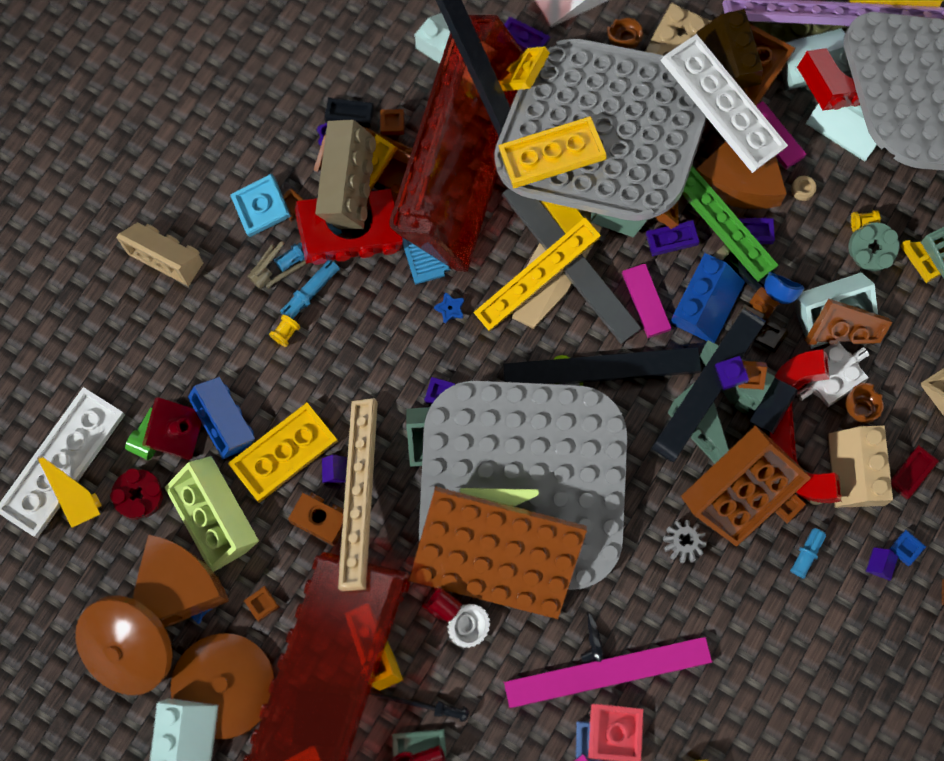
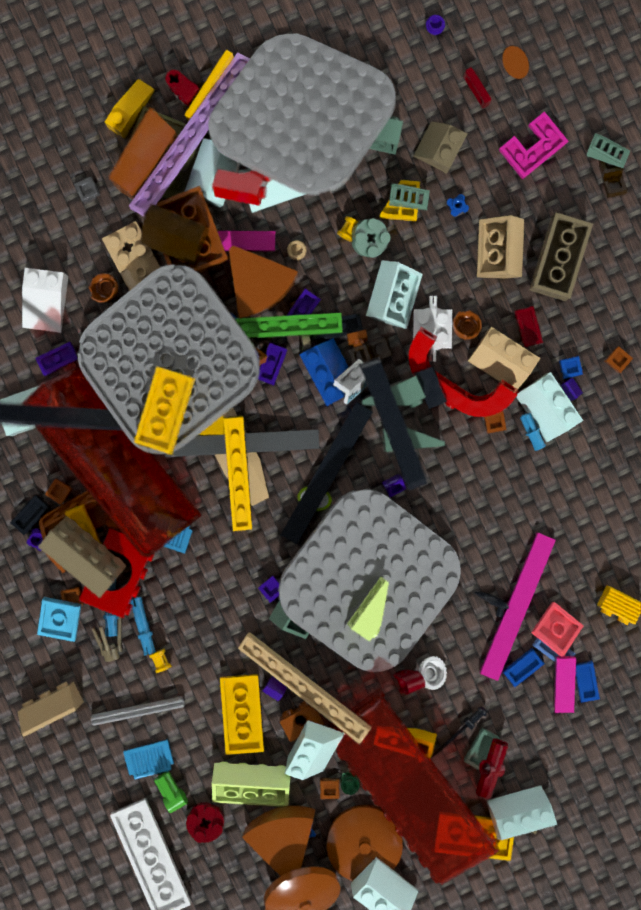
camera: 60 degrees left, 15 degrees up
(72, 496) = (178, 868): yellow slope -> none
(166, 384) = (149, 759): none -> dark azure window
(172, 429) = (179, 775): dark red tile -> none
(215, 344) = (136, 711): none -> light grey axle
(221, 417) = (192, 739): blue brick -> none
(278, 619) = (349, 787): none -> clear green wheel
(295, 548) = (312, 750): none -> light aqua slope
(450, 314) = (223, 542): blue plate -> none
(497, 552) = (404, 629): dark orange plate -> none
(525, 70) = (87, 381): yellow wing -> none
(544, 728) = (523, 667): none -> blue tile
(640, 447) = (394, 485): none -> dark purple slope
(646, 300) = (301, 411): dark pink tile -> none
(682, 532) = (478, 506): light grey gear -> none
(714, 323) = (351, 381): none -> white panel
(724, 103) = (209, 270): white plate -> none
(731, 373) = (399, 407): dark purple plate -> none
(745, 486) = (469, 446): dark orange slope -> none
(756, 373) = (406, 392): dark orange plate -> none
(782, 288) = (358, 322): blue helmet -> none
(847, 323) = (409, 296): dark orange wing -> none
(848, 551) = (549, 407): none -> light aqua slope

